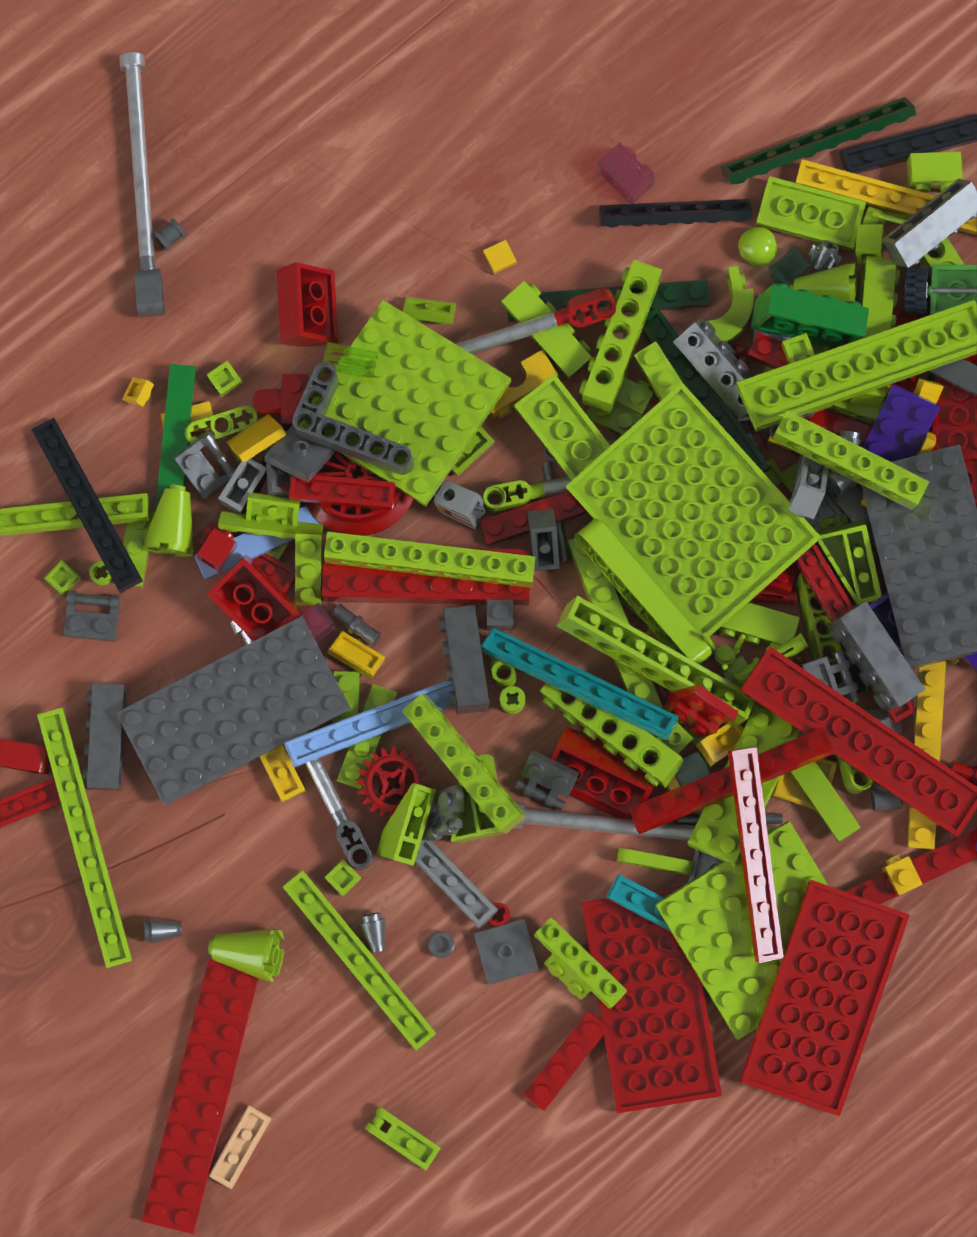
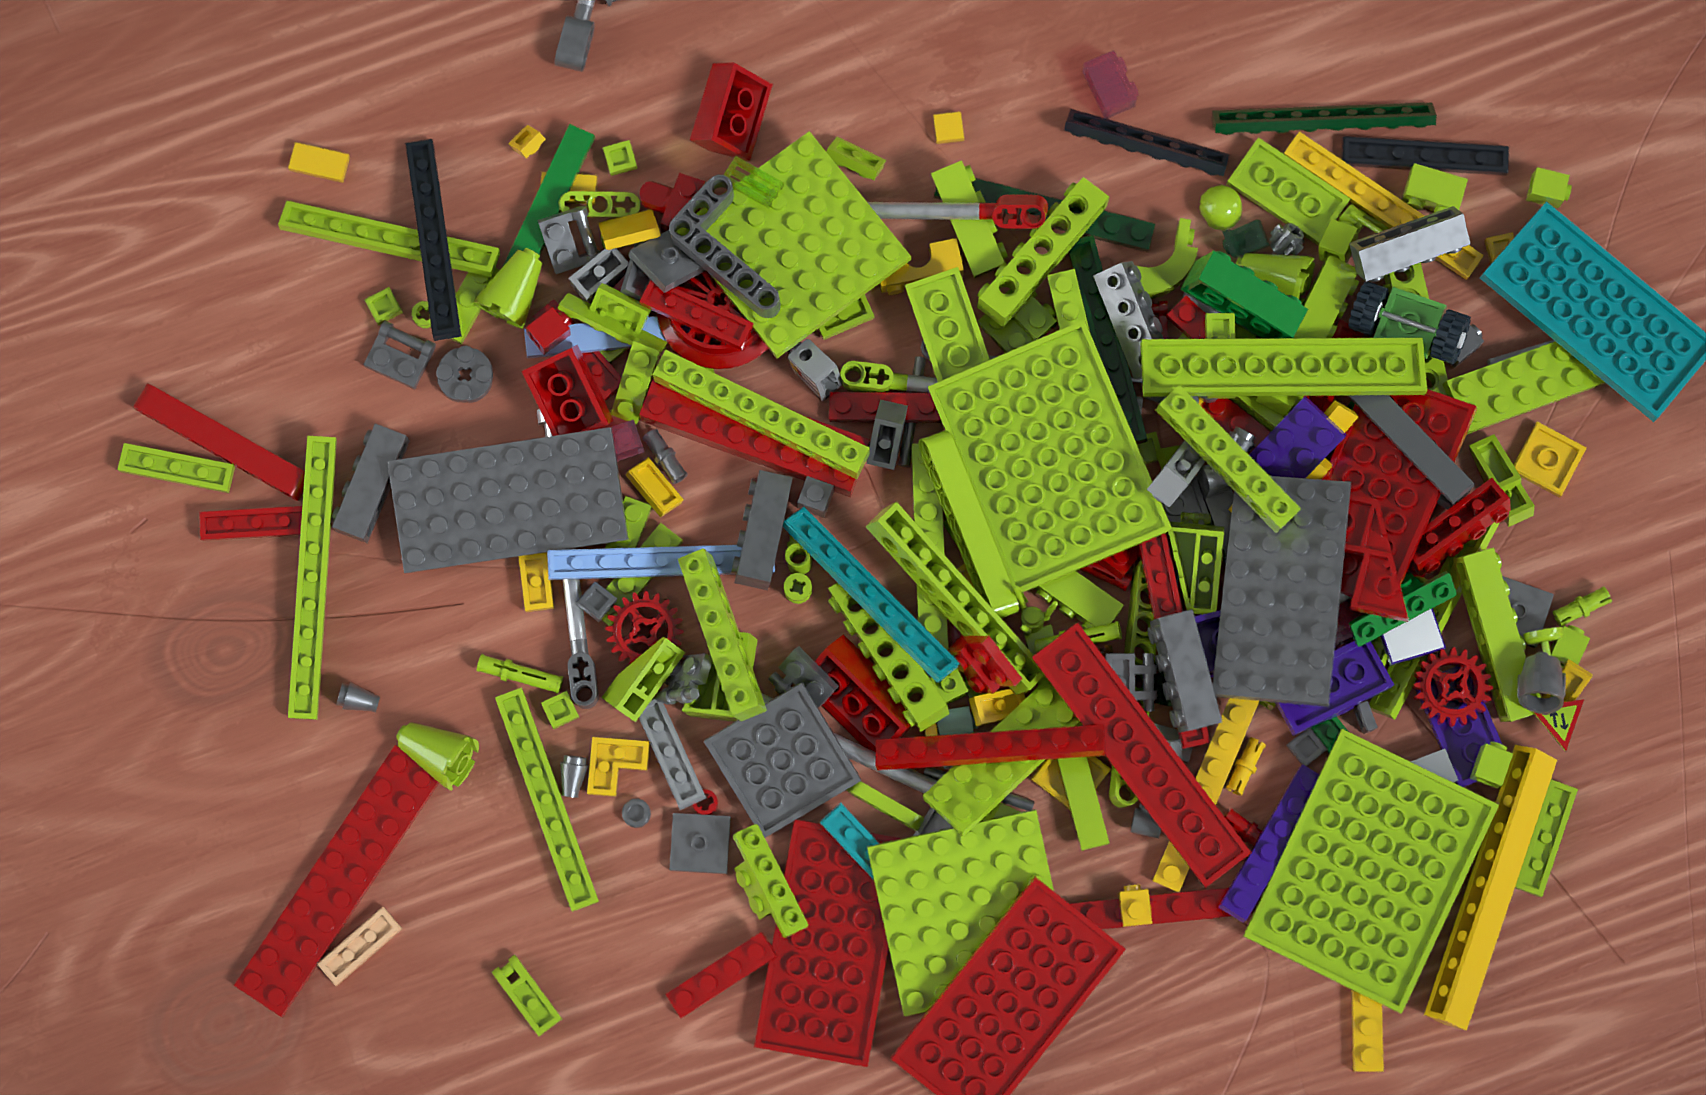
camera: 20 degrees right, 0 degrees up
(159, 628) = (464, 390): none -> flat silver plate
(296, 858) = (519, 673): none -> lime pin
(342, 772) = (596, 601): none -> flat silver tile
(399, 906) = (608, 757): none -> yellow plate
(554, 854) = (783, 760): none -> flat silver plate
(755, 854) = (986, 830): plate -> none
(952, 720) = (1245, 766): none -> yellow pin

